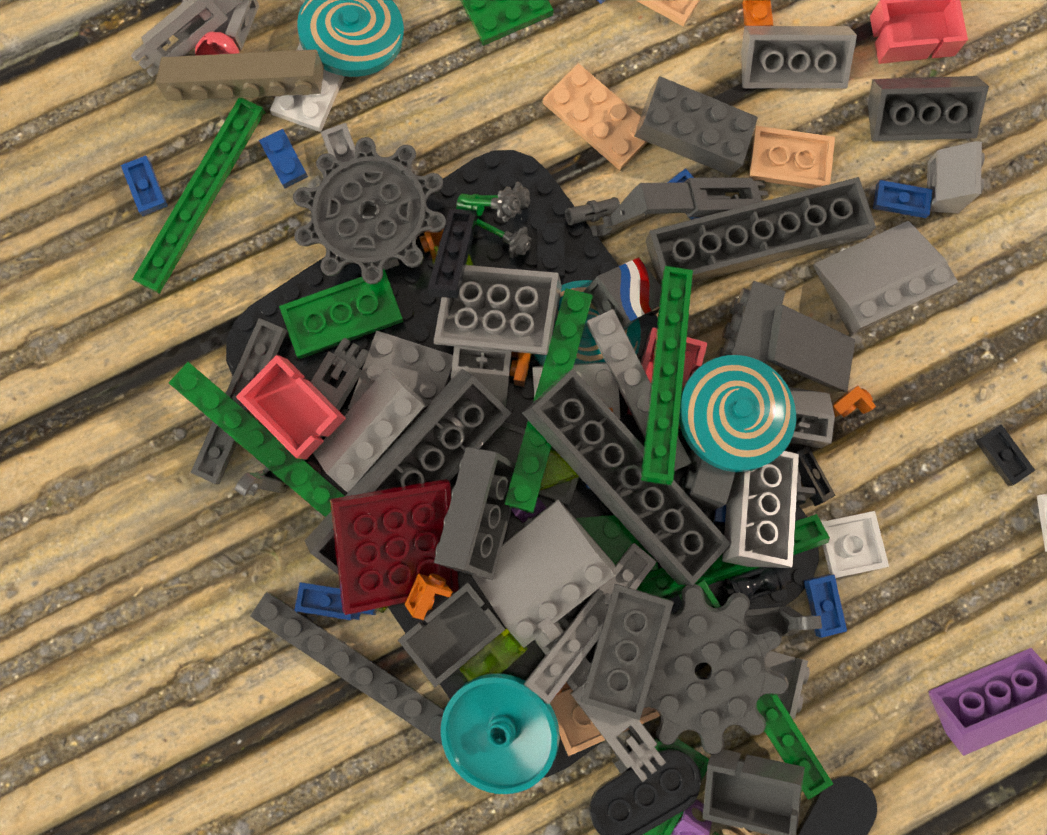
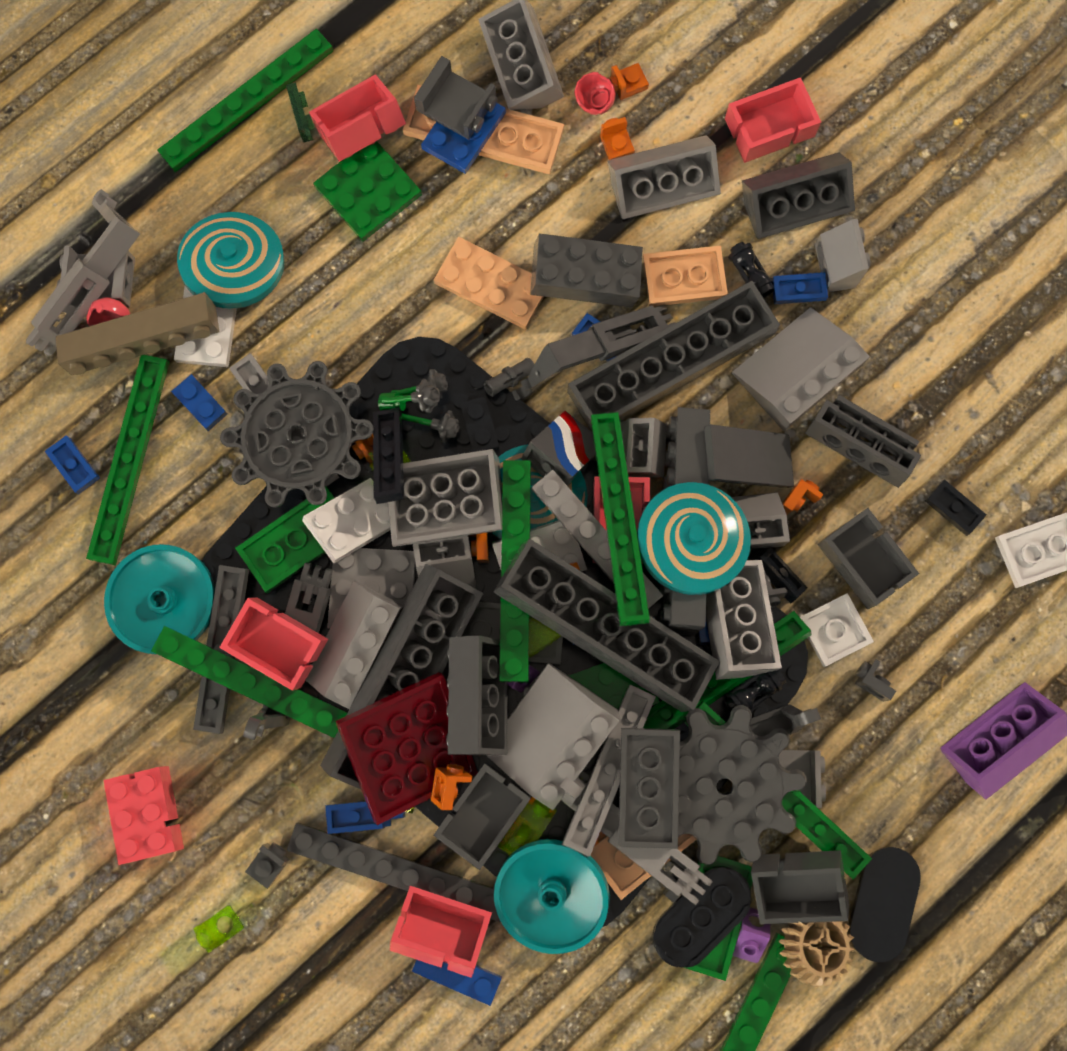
camera: 10 degrees left, 0 degrees up
(114, 539) = (138, 814): none -> coral piece
(151, 679) = (208, 933): none -> clear neon green bracket
(194, 326) = (156, 590): none -> teal dish
(228, 625) = (268, 864): none -> dark grey bracket
(379, 738) = (440, 931): none -> coral piece
(385, 785) = (479, 987): none -> blue plate
(397, 309) = (349, 521): none -> white plate
(710, 311) = (644, 446): none -> light grey slope
(825, 602) = (824, 694): blue plate -> none
(855, 158) = (745, 259): none -> black piece
(879, 610) = (877, 685): none -> dark grey bracket
(901, 485) = (868, 562): none -> dark grey piece
(948, 361) = (870, 454): none -> dark grey brick

